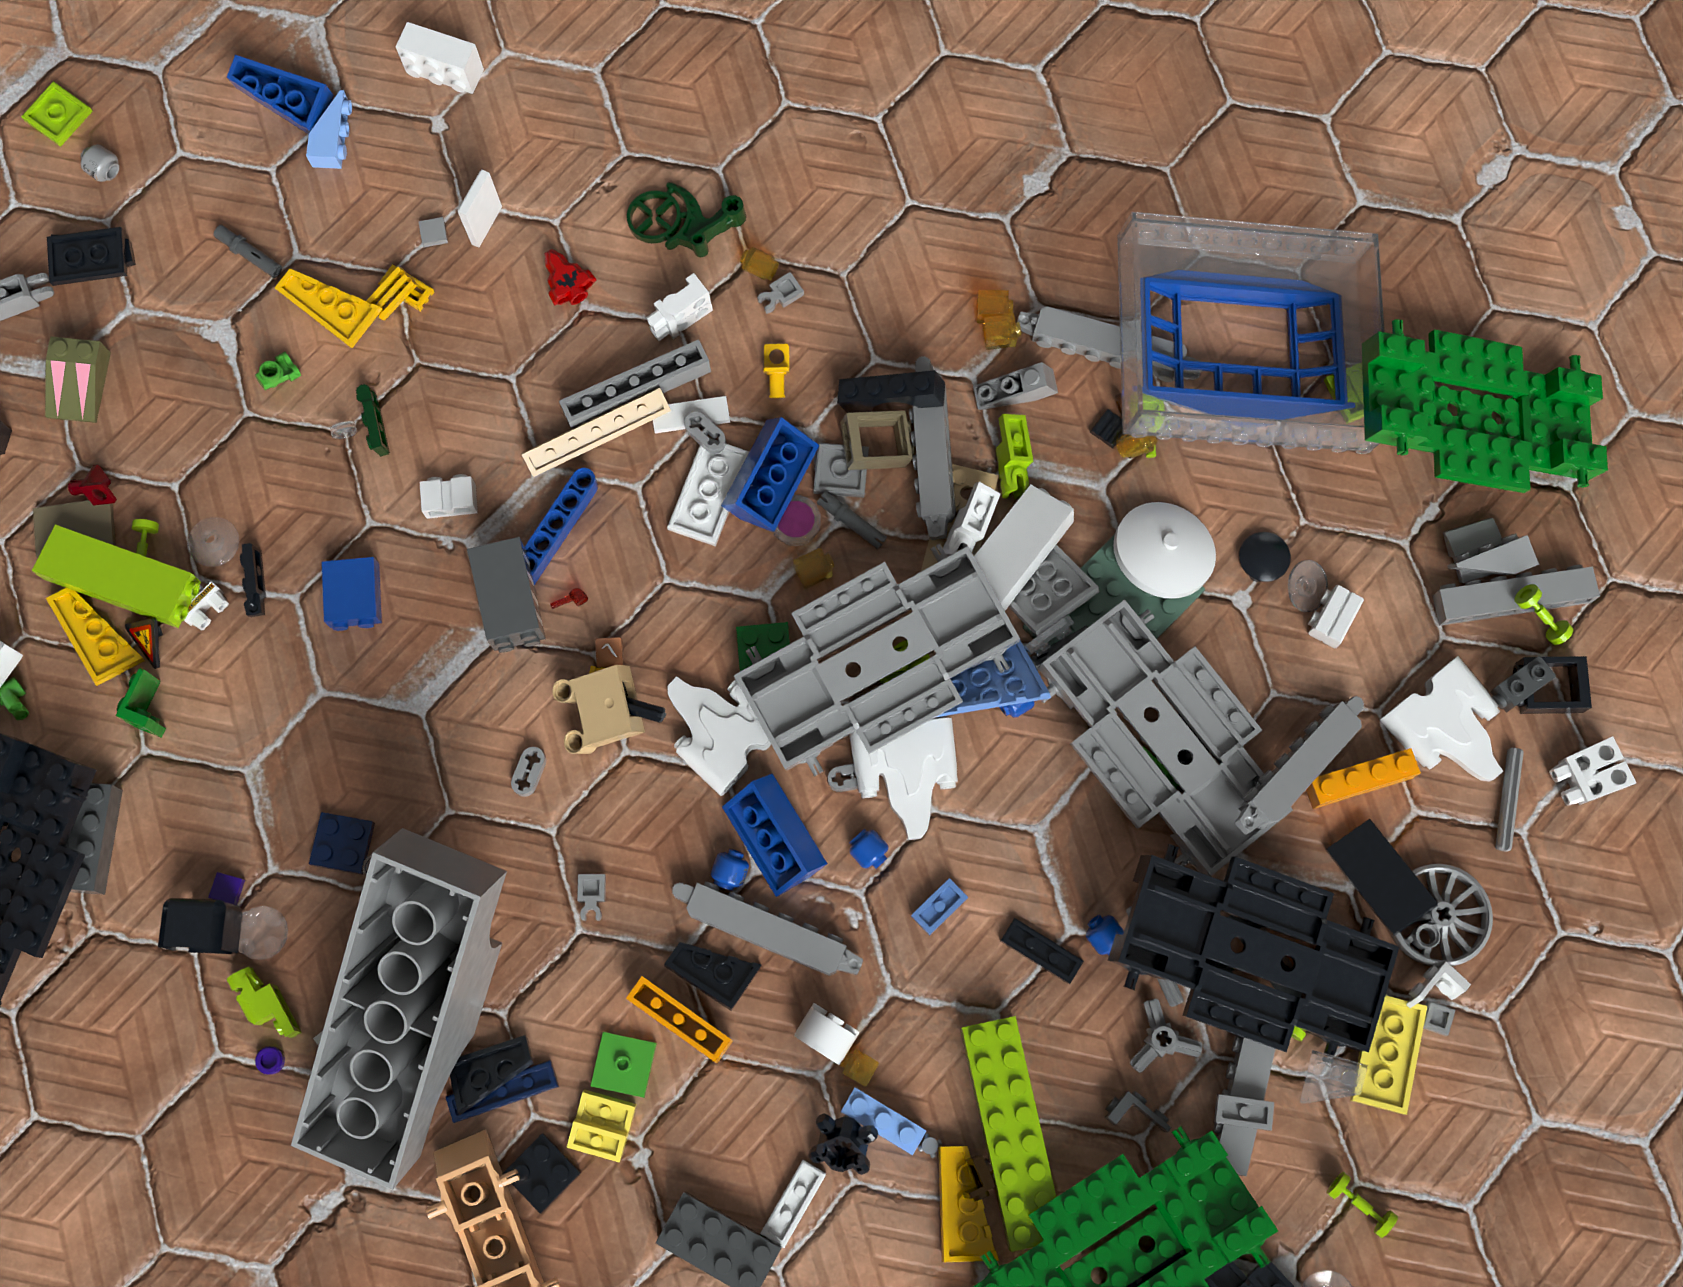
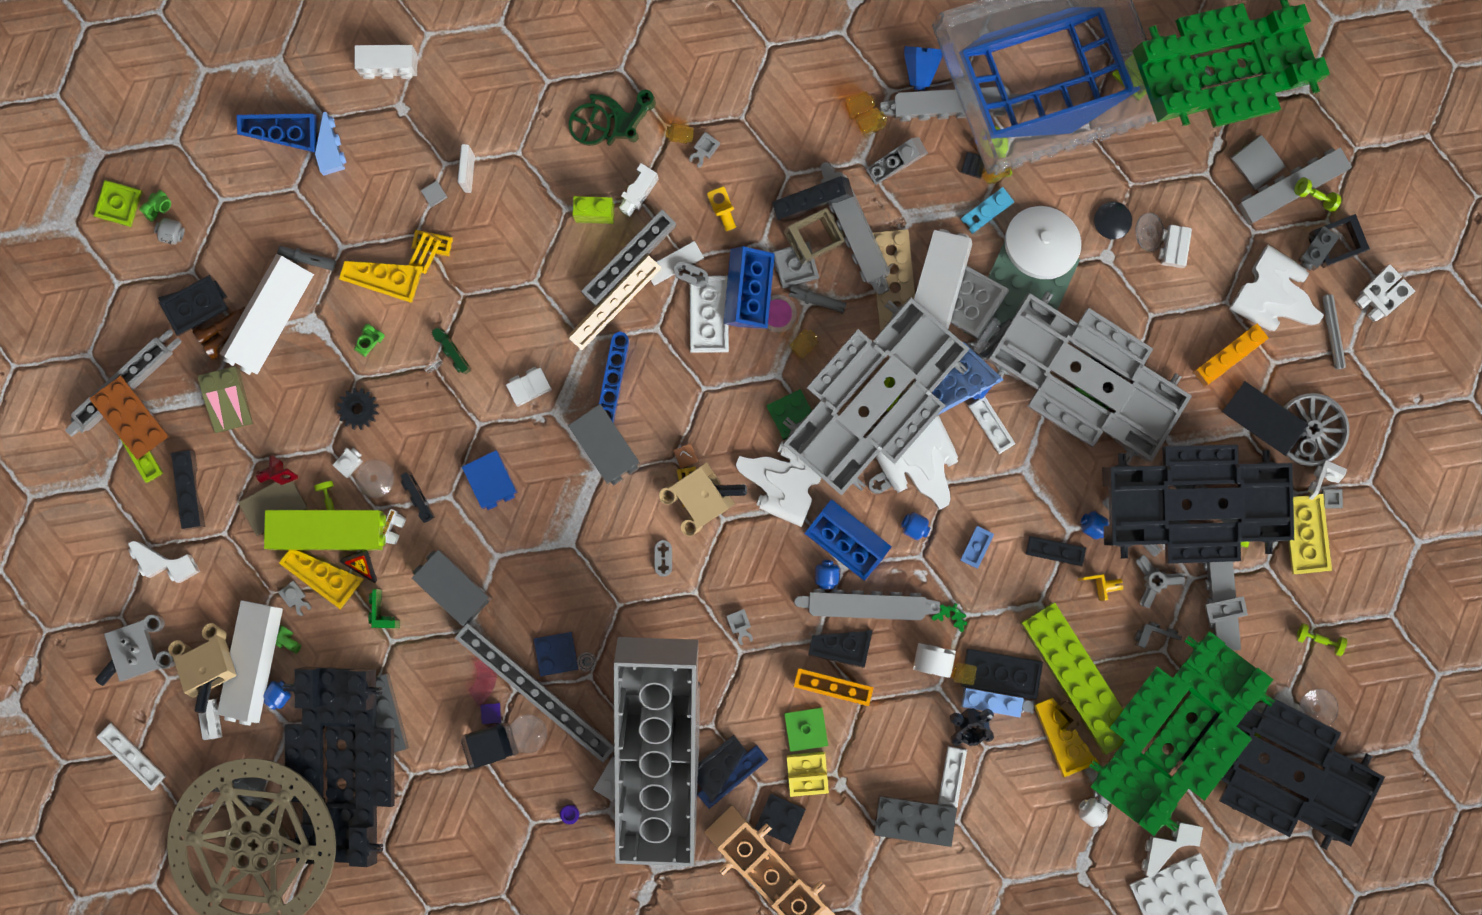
camera: 20 degrees left, 10 degrees up
(47, 648) = (293, 596): none -> light grey plate
(100, 127) = (156, 203): none -> bright green plate
(115, 298) = (223, 328): none -> reddish brown piece
(166, 296) = (266, 315): none -> white brick
(189, 508) = (348, 462): none -> white bracket
(219, 440) = (353, 399): none -> black gear
(238, 844) = (484, 683): none -> clear pink tile
(243, 706) = (451, 587): none -> dark grey brick
(263, 1003) = (550, 779): lime plate -> none
(285, 868) = (535, 692): none -> light grey brick
(567, 279) = (545, 195): red rock -> none
(576, 595) = (647, 424): clear red hand -> none
(614, 311) = (593, 210): none -> lime brick
(880, 999) = (958, 615): none -> green animal
(914, 1089) = (1004, 673): none -> black tile
(972, 519) = (903, 274): white plate -> none
(1013, 455) = (914, 212): lime plate -> none
(1016, 757) = (991, 425): none -> white tile
(1088, 283) = (921, 65): none -> blue cone
(1089, 1020) = (1104, 586): none -> yellow bracket
(1108, 488) = (988, 210): none -> medium azure plate
(1301, 765) = (1187, 364): light grey hinge -> none
(1332, 1078) = (1275, 565): clear wing -> none
(1503, 559) = (1279, 163): light grey slope -> none

